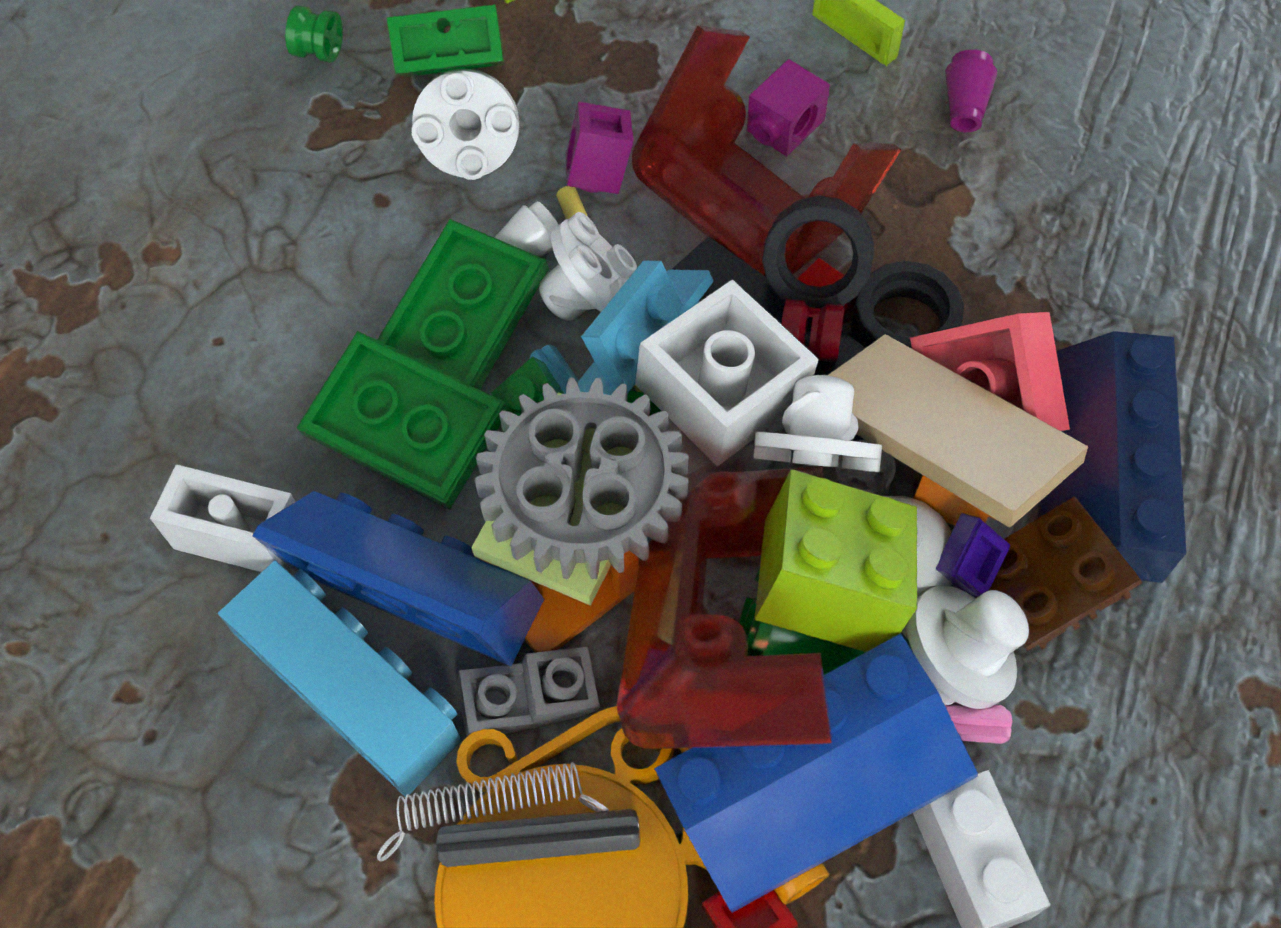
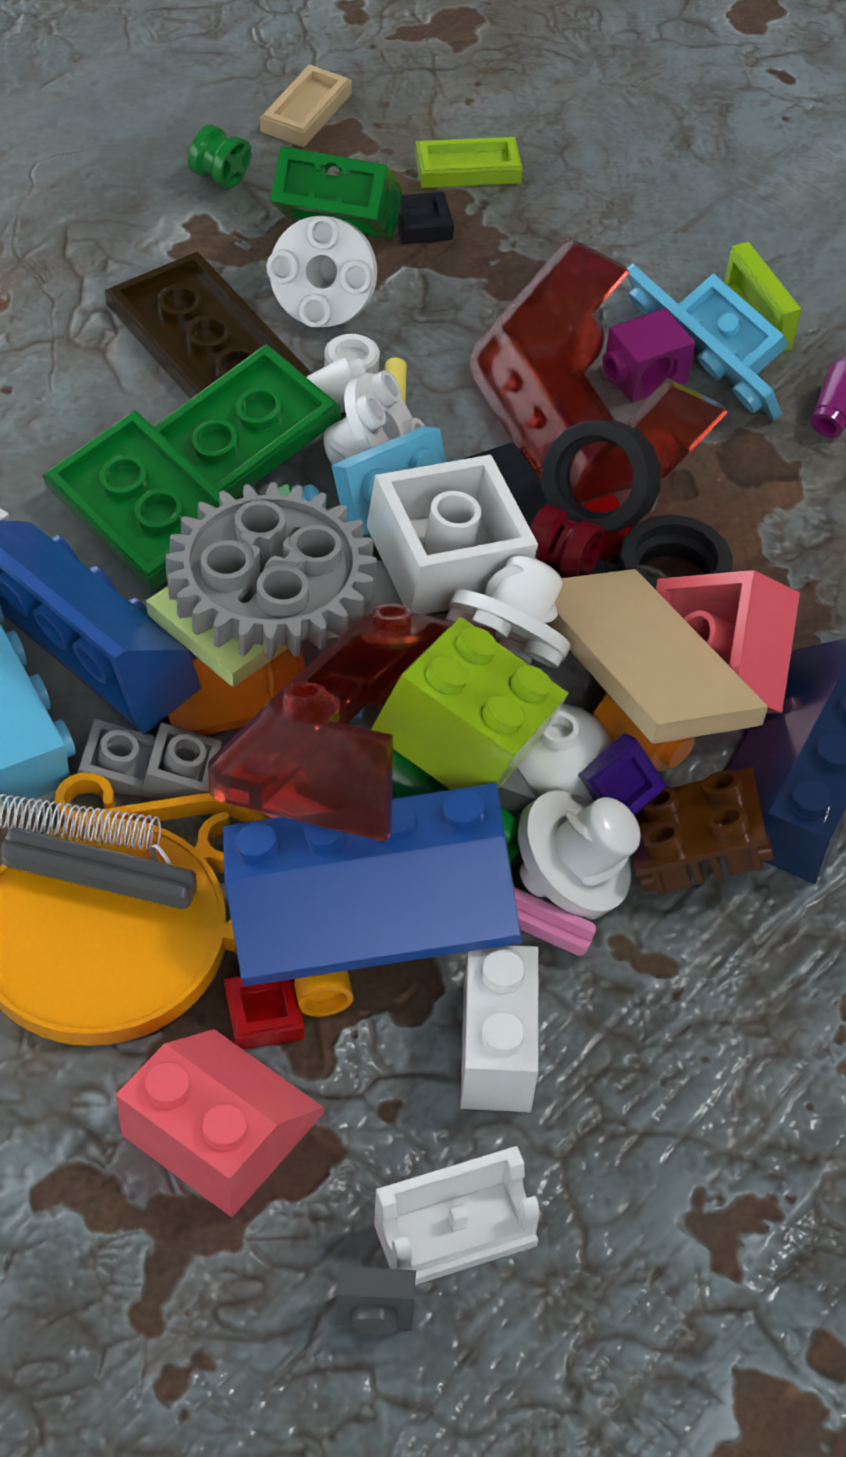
camera: 15 degrees right, 10 degrees down
(368, 214) = (193, 322): none -> dark brown tile
(520, 191) = (352, 347): none -> white tile
(525, 34) = (424, 218): none -> black tile
(598, 148) = (439, 330): magenta brick -> none
(847, 60) = (726, 333): none -> medium azure bracket

